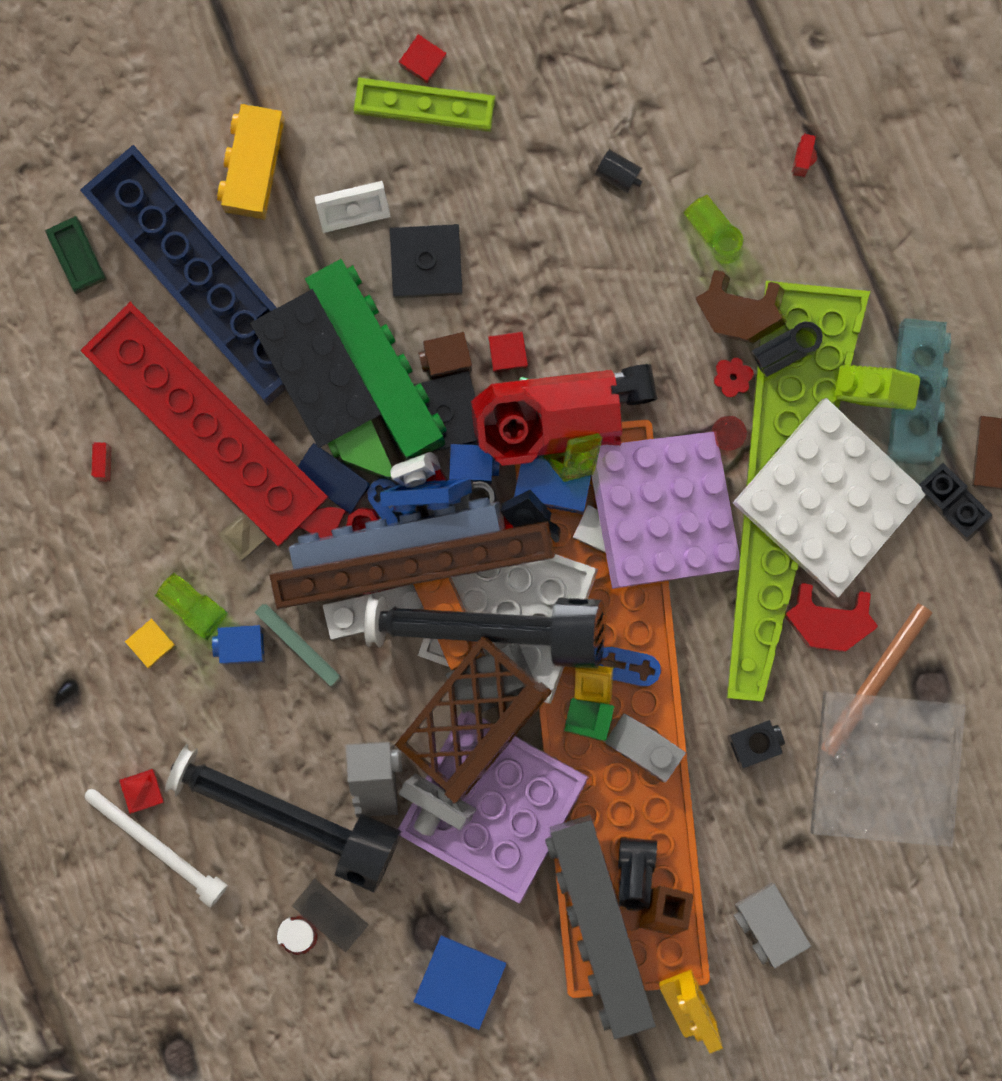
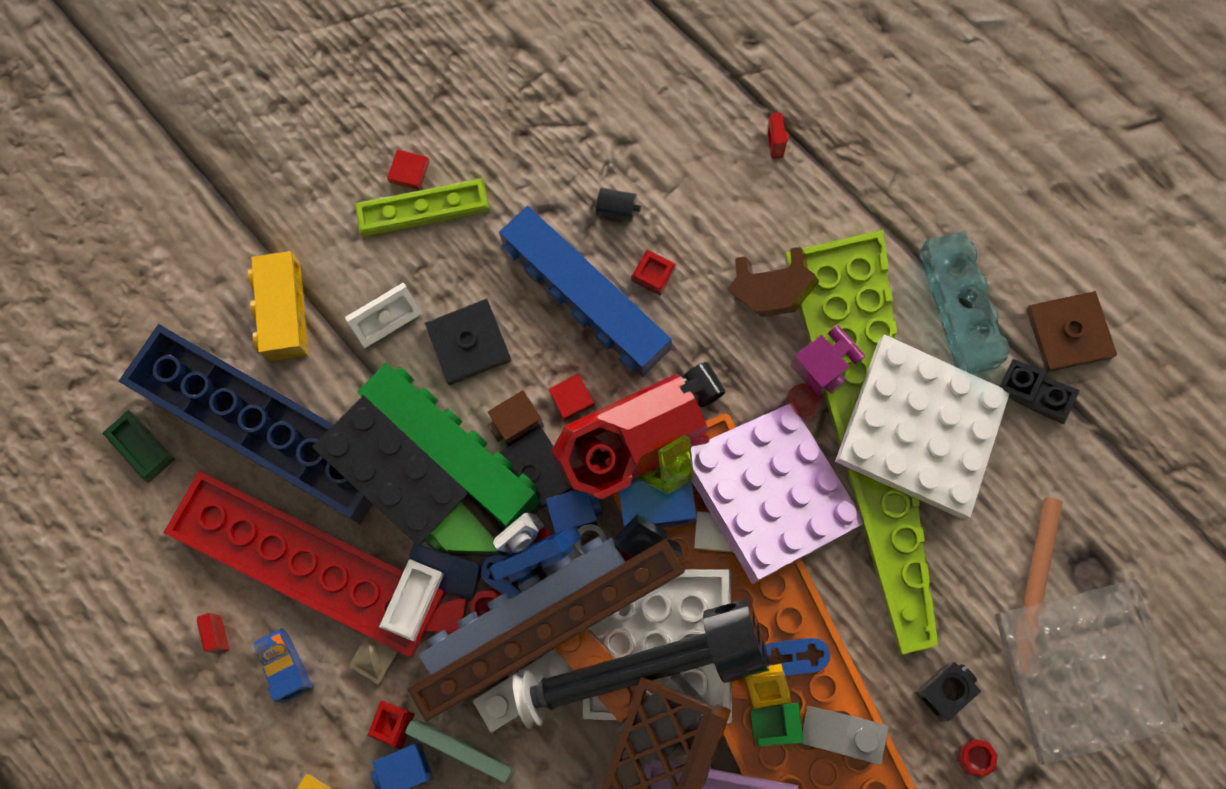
camera: 10 degrees left, 10 degrees down
(157, 513) = (282, 666): none -> blue leg
(198, 611) = (349, 750): clear neon green piece -> none
(241, 600) = (390, 724): none -> red tile
(296, 495) = (411, 600): none -> white tile
(556, 251) = (585, 292): none -> blue brick
(631, 253) = (653, 272): none -> red tile
(713, 227) = (720, 223): clear neon green piece -> none
(742, 373) = (786, 340): red plant -> none
(756, 405) = (823, 364): none -> magenta brick
(758, 810) = (977, 758): none -> red tile
(785, 350) = (829, 302): black piece -> none
(830, 627) = (972, 549): red piece -> none
(877, 387) = (928, 308): lime brick -> none

